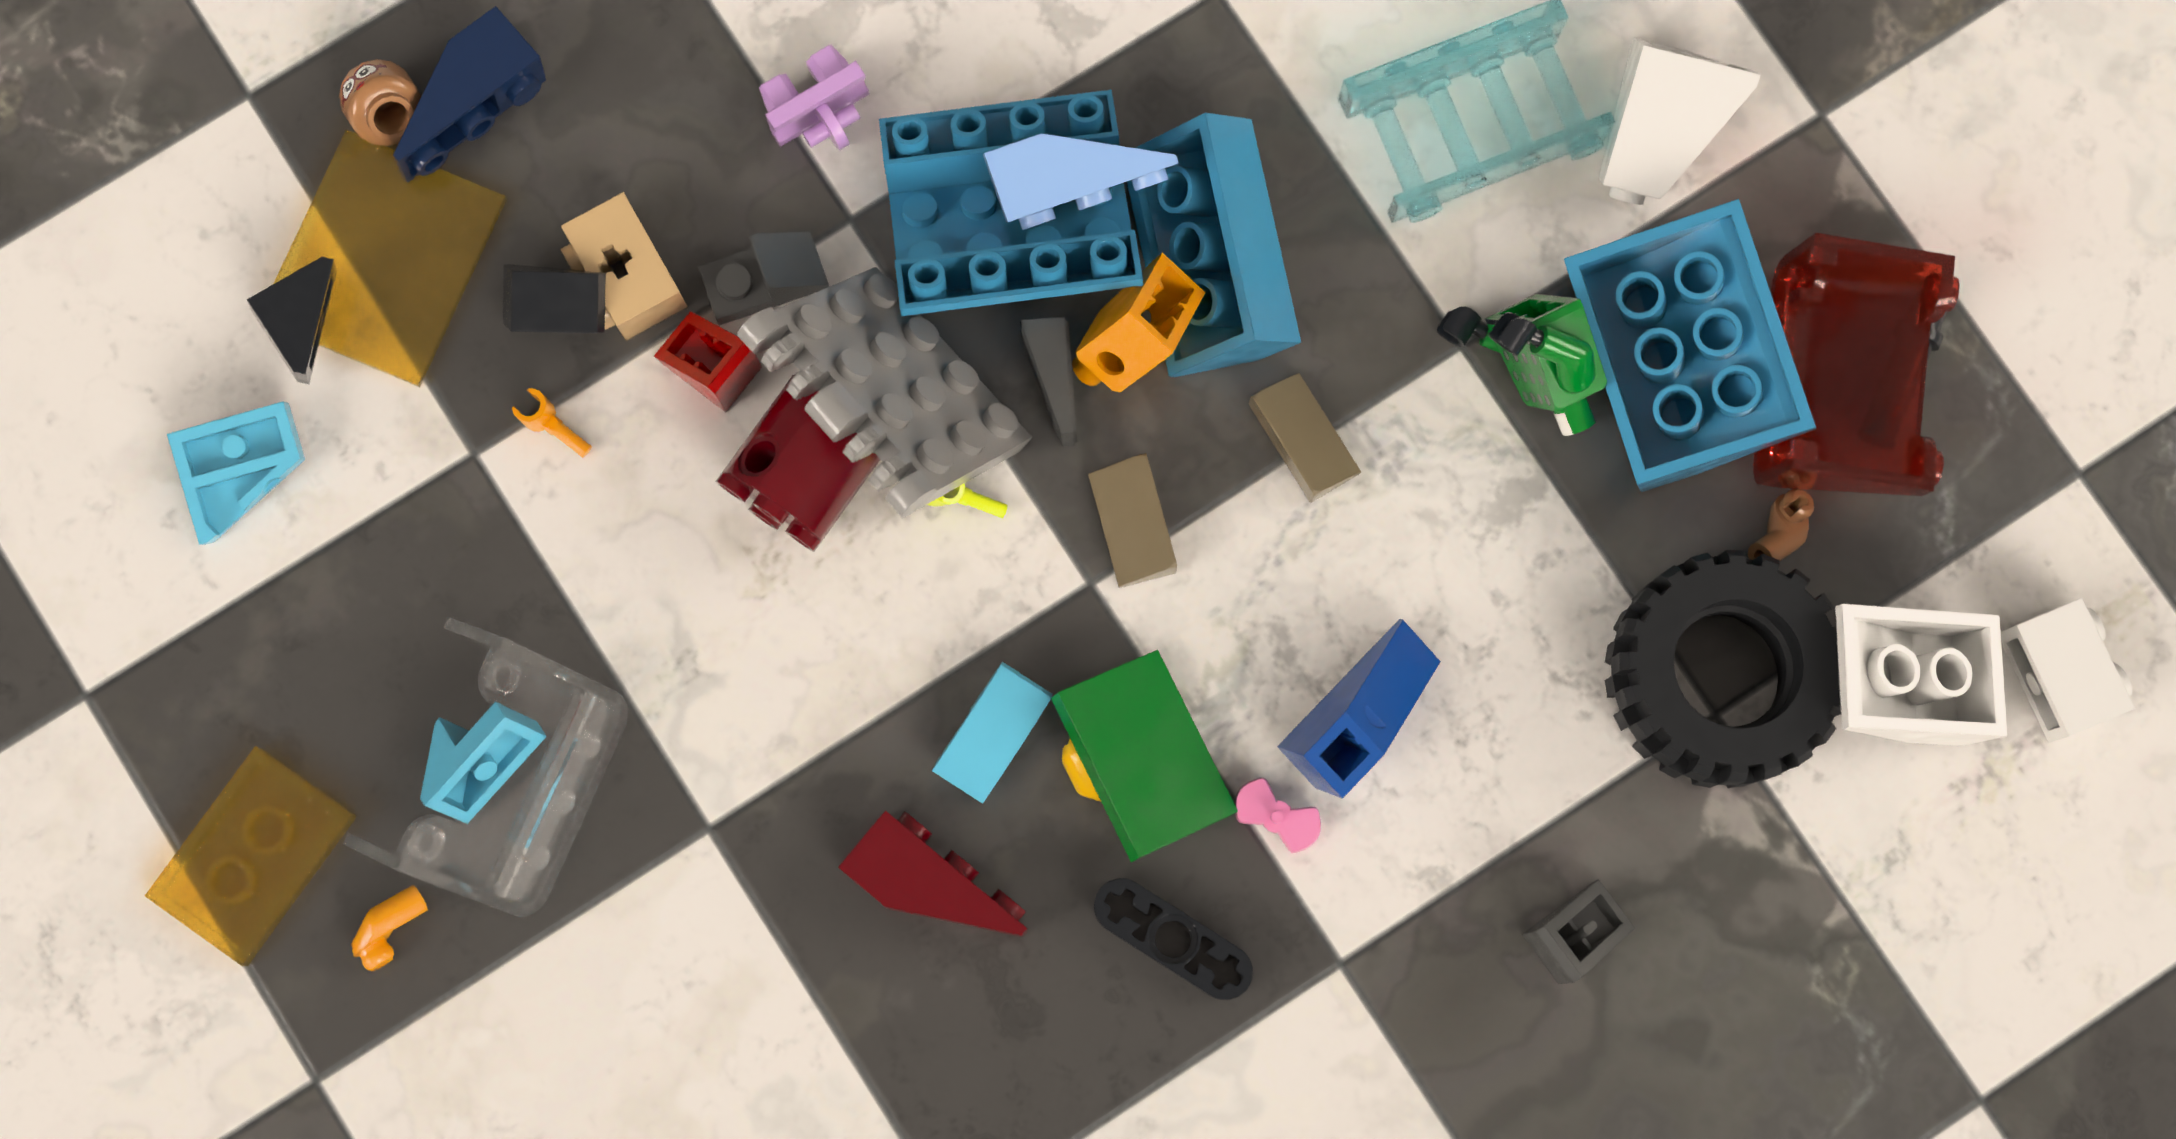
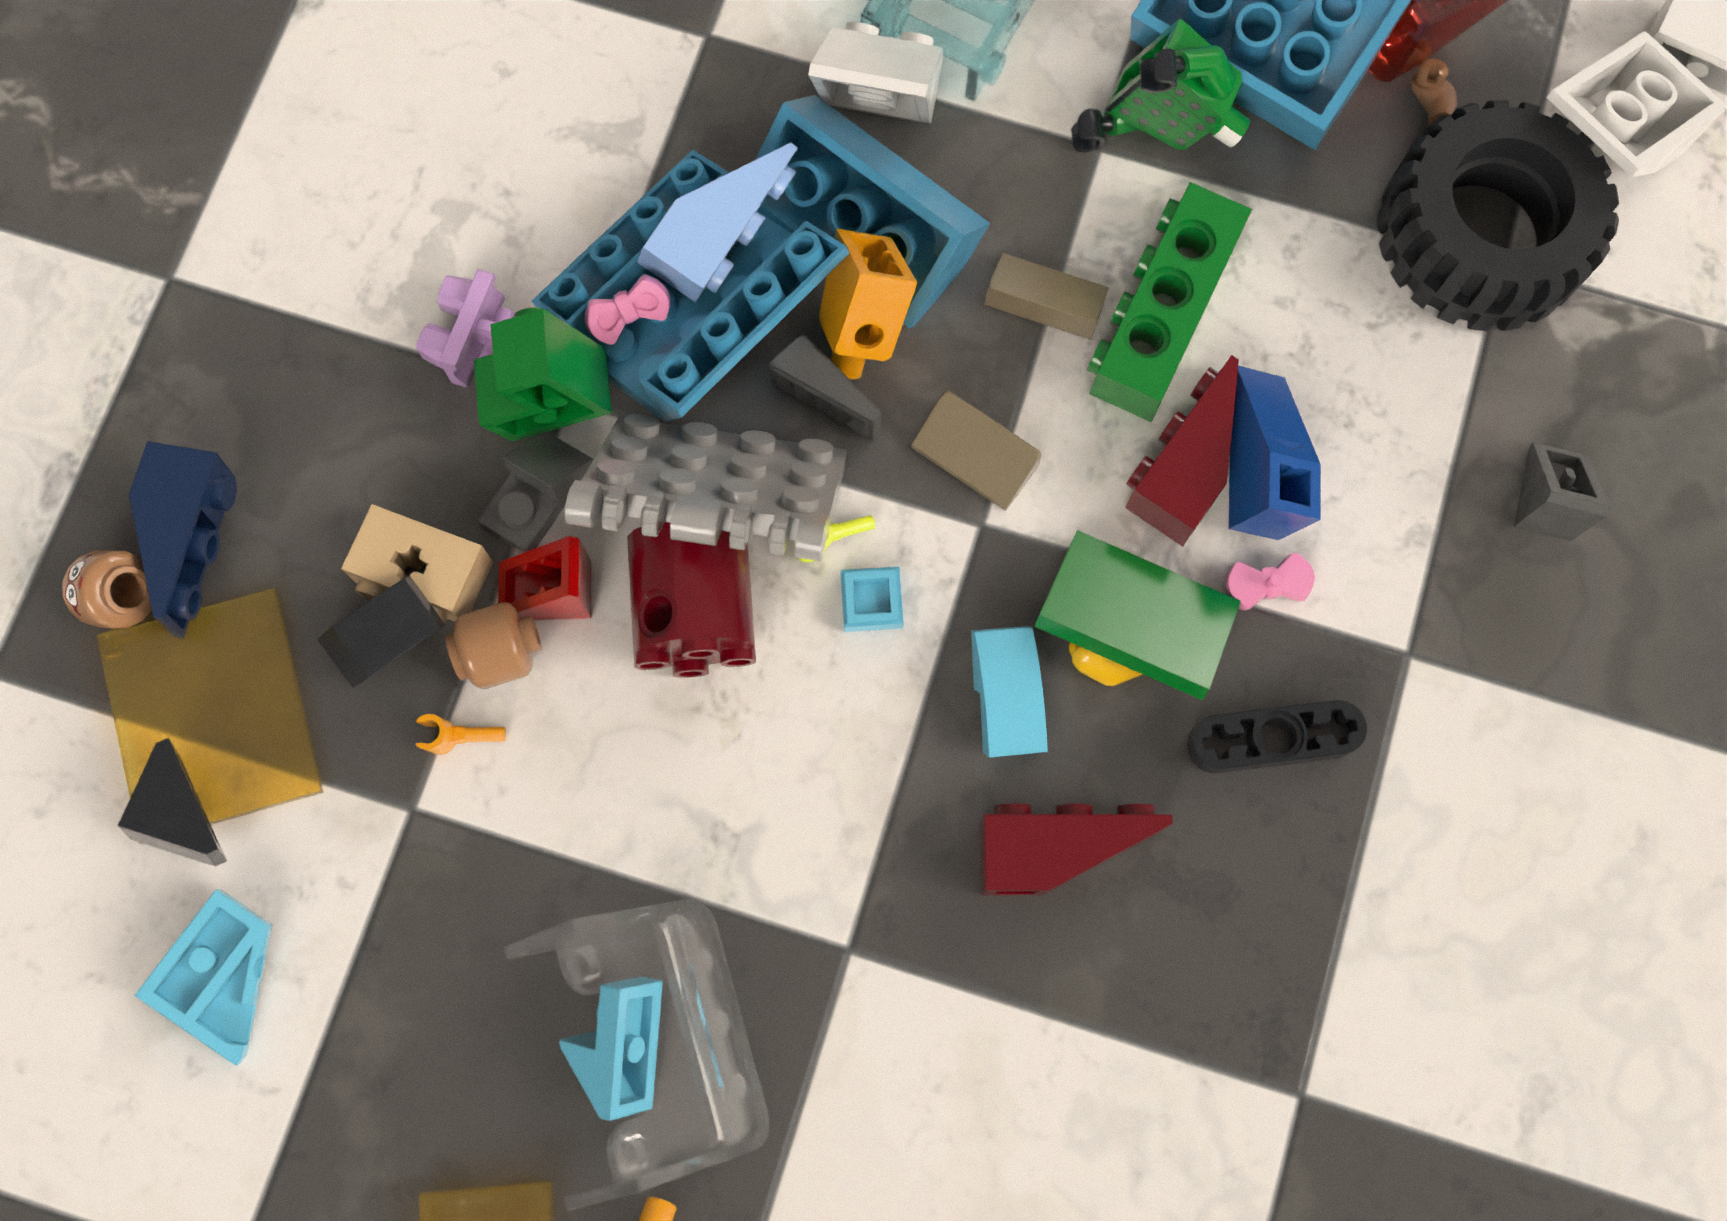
camera: 40 degrees left, 5 degrees down
(629, 377) = (493, 645): none -> medium nougat head
(832, 192) = (540, 376): none -> green brick
(923, 182) = (644, 300): none -> bright pink piece
(951, 573) = (871, 599): none -> medium azure tile
(1284, 675) = (1194, 464): none -> dark red slope
(1310, 143) = (878, 72): none -> white slope
(1485, 498) = (1211, 229): none -> green brick

